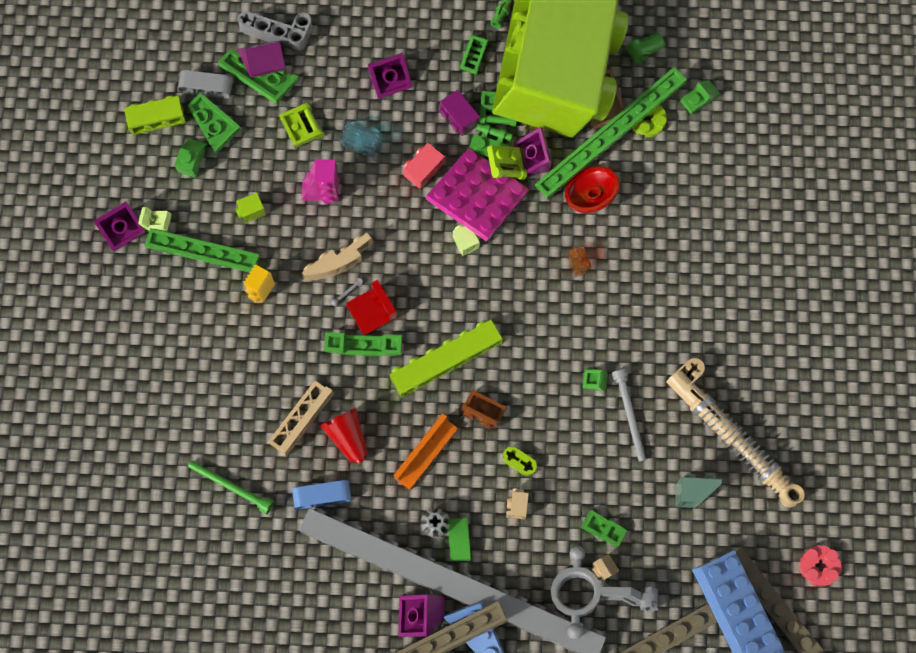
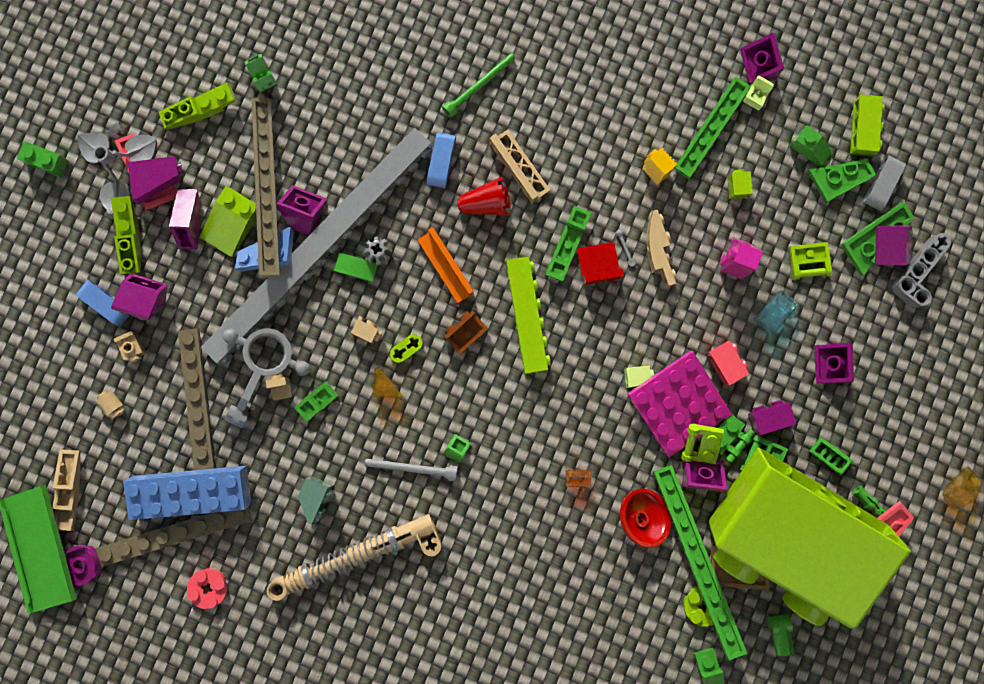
camera: 105 degrees right, 10 degrees up
(565, 467) = (384, 387): none -> clear yellow slope

